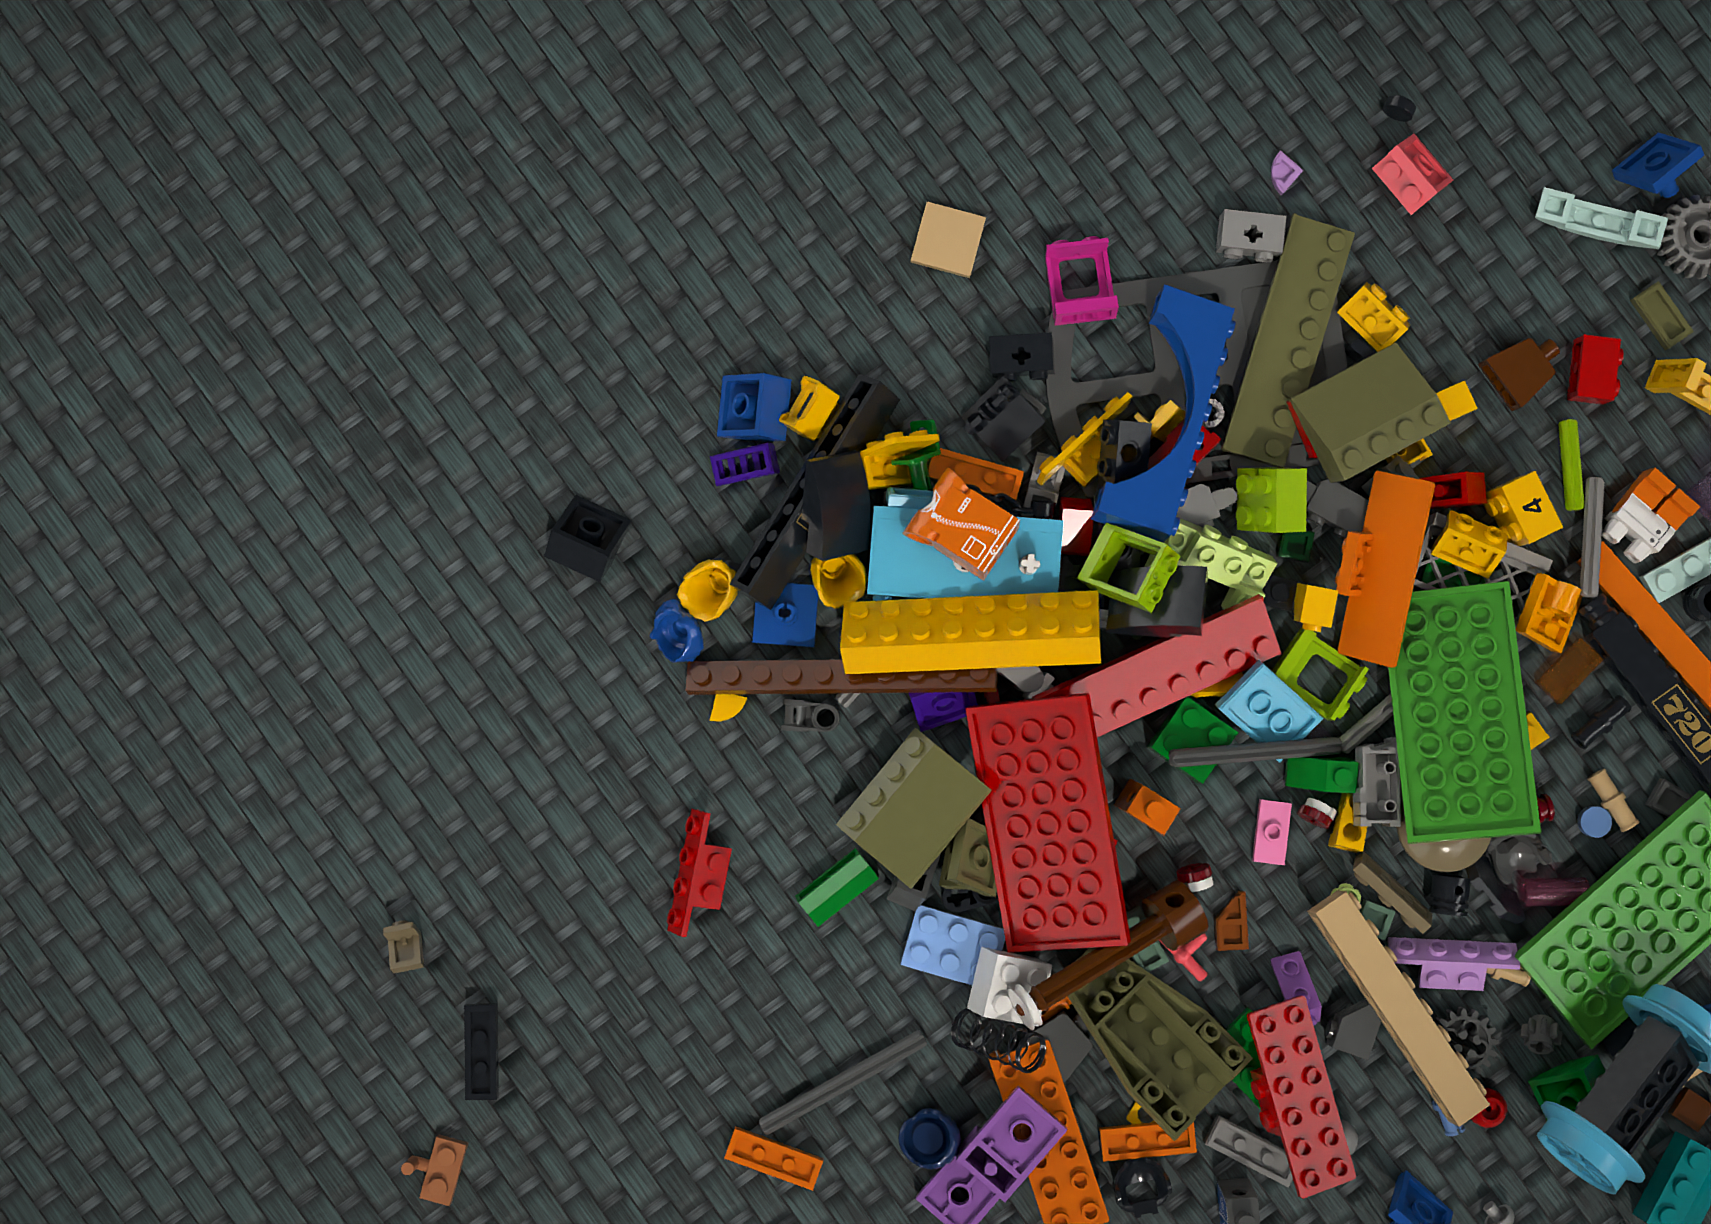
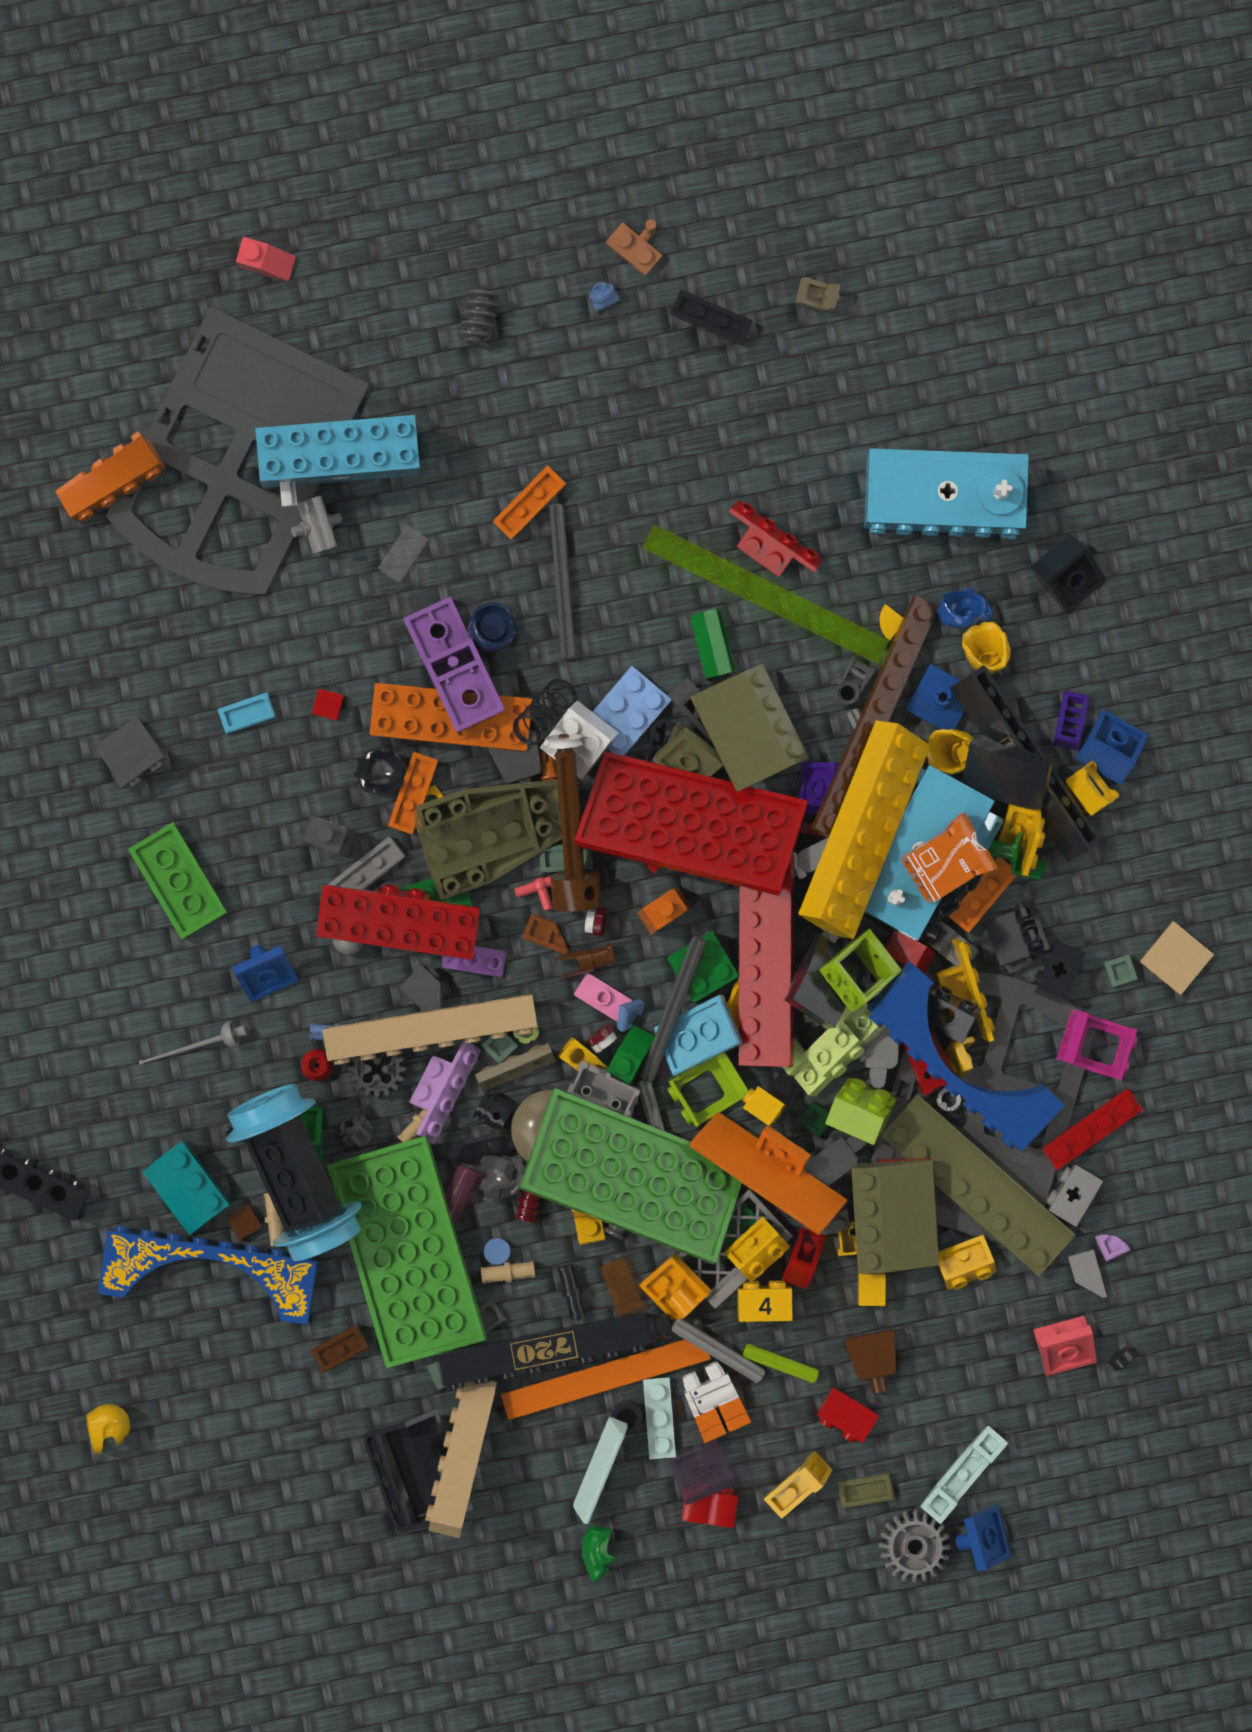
camera: 120 degrees right, 0 degrees up
(510, 1181) = (603, 296): none -> medium blue plate
(536, 671) = (983, 490): none -> medium azure piece
(757, 855) = (765, 594): none -> clear neon green plate
(988, 293) = (1120, 971): none -> sand green tile
(1171, 247) = (1091, 1129): none -> red plate
(1240, 866) = (589, 960): none -> reddish brown piece
(1277, 797) = (628, 1013): none -> medium blue tile
(1323, 185) = (1087, 1272): none -> light grey tile

